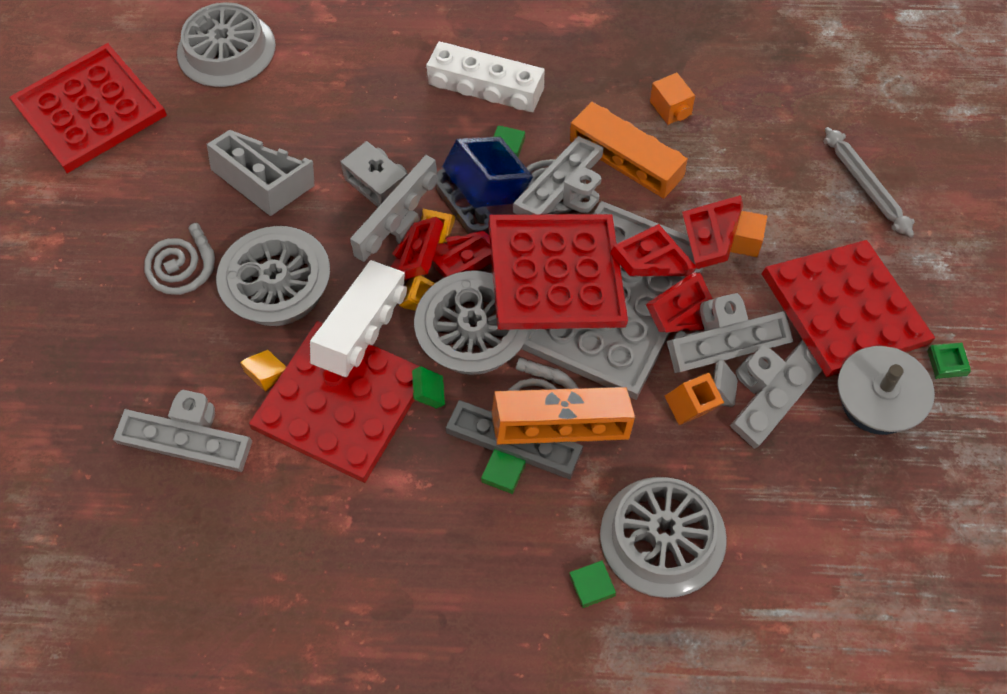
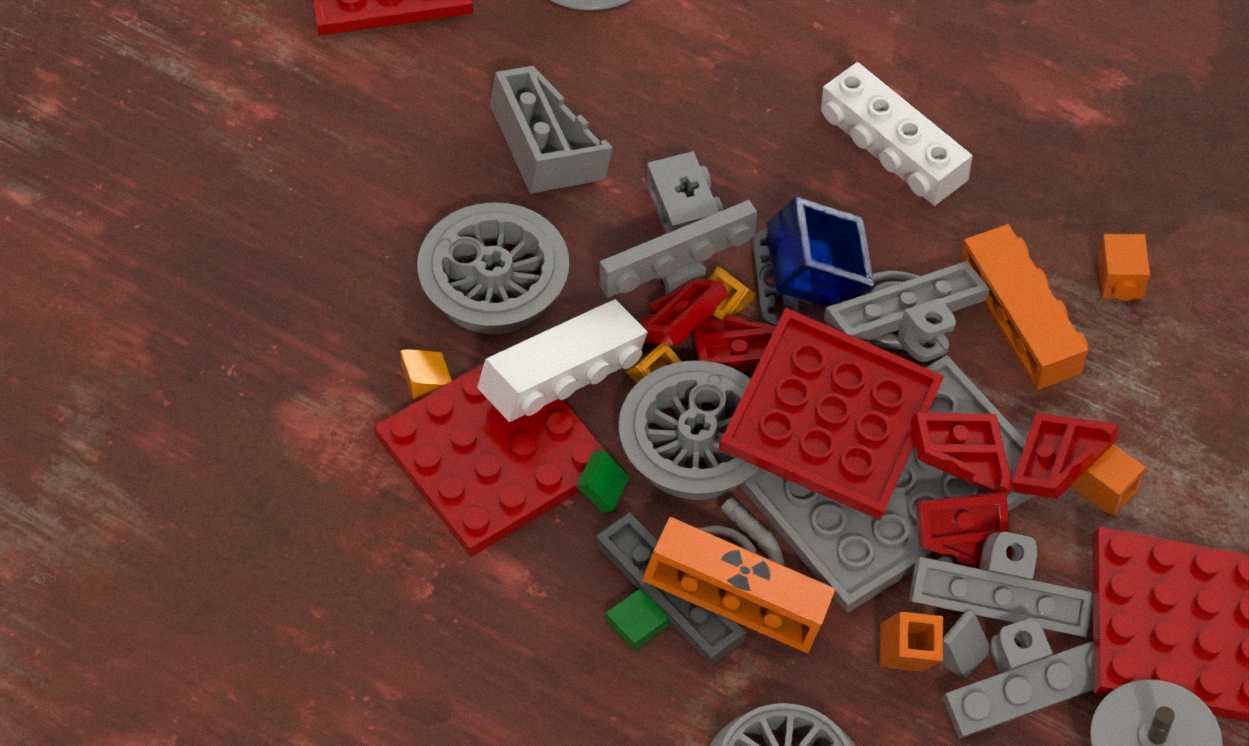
camera: 25 degrees right, 5 degrees down
(173, 265) = (384, 202): light grey piece -> none
(185, 434) = (297, 404): light grey plate -> none
(513, 137) = (881, 229): green tile -> none

